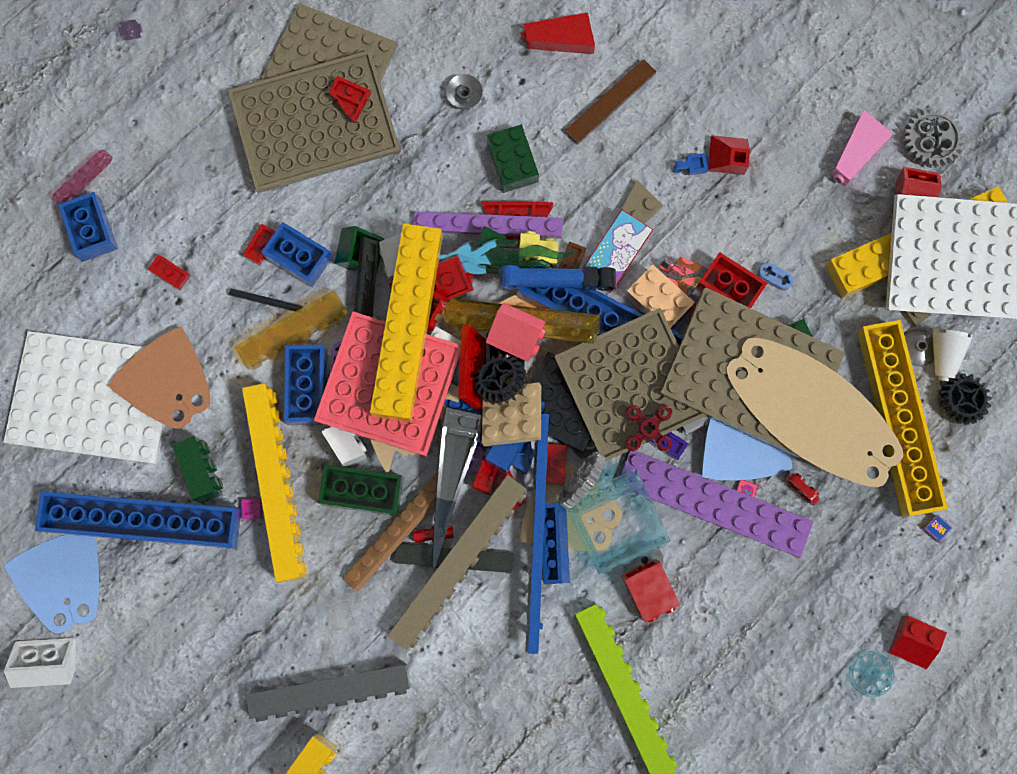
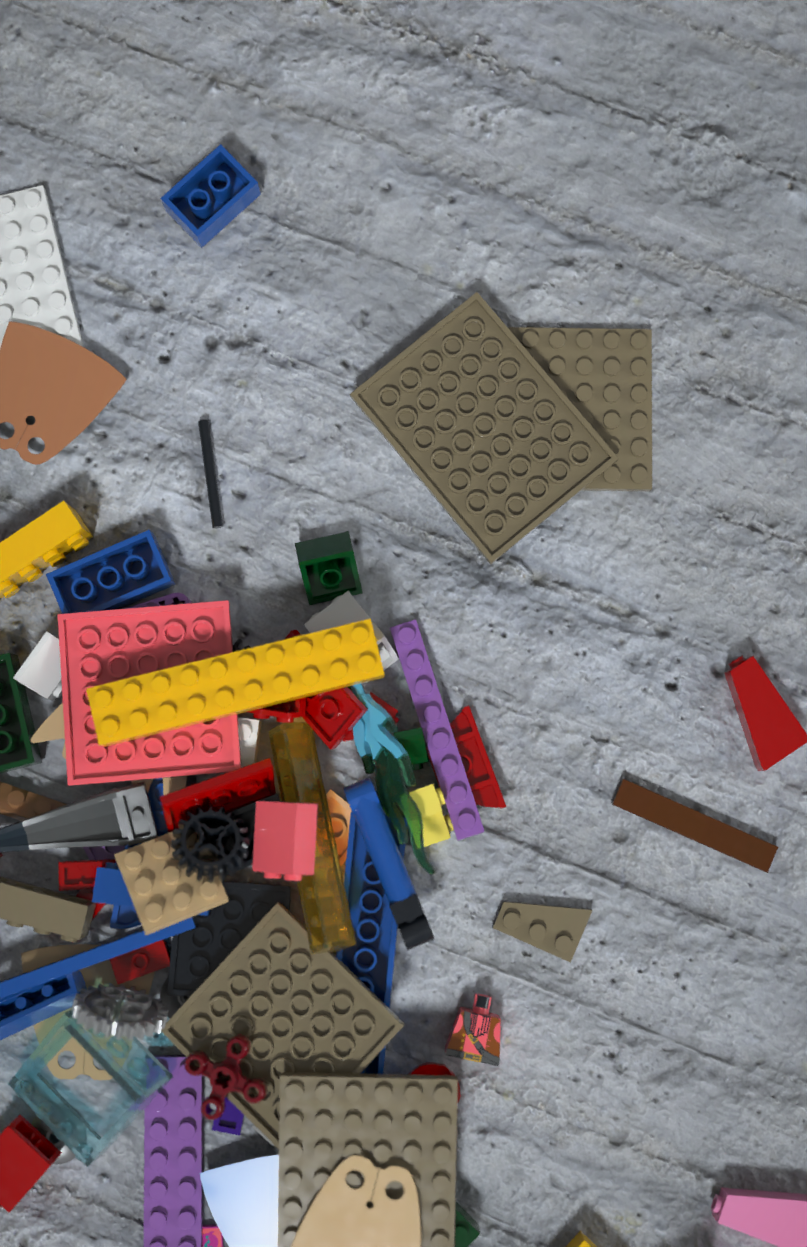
camera: 65 degrees right, 5 degrees up
(82, 177) = (277, 156): clear pink beam -> none
(130, 29) = (511, 122): clear purple gear -> none
(169, 272) = (195, 329): red plate -> none
(257, 244) = (283, 432): red plate -> none
(291, 330) = (181, 526): clear yellow brick -> none
(297, 254) = (285, 488): blue brick -> none
(349, 97) = (534, 462): red wing -> none
(366, 276) = (288, 596): pearl dark grey tile -> none
(464, 84) = (629, 605): flat silver dish -> none
(512, 158) = (548, 722): dark green brick -> none
(573, 261) = (446, 864): reddish brown plate -> none
(620, 244) = (478, 924): tile -> none
(656, 291) = (429, 1013): light nougat brick -> none
(694, 164) = (650, 982): blue plate -> none
(728, 155) = (685, 1028): red slope -> none
(732, 281) = (490, 1110): red brick -> none
(778, 273) = (539, 1165): medium blue beam -> none

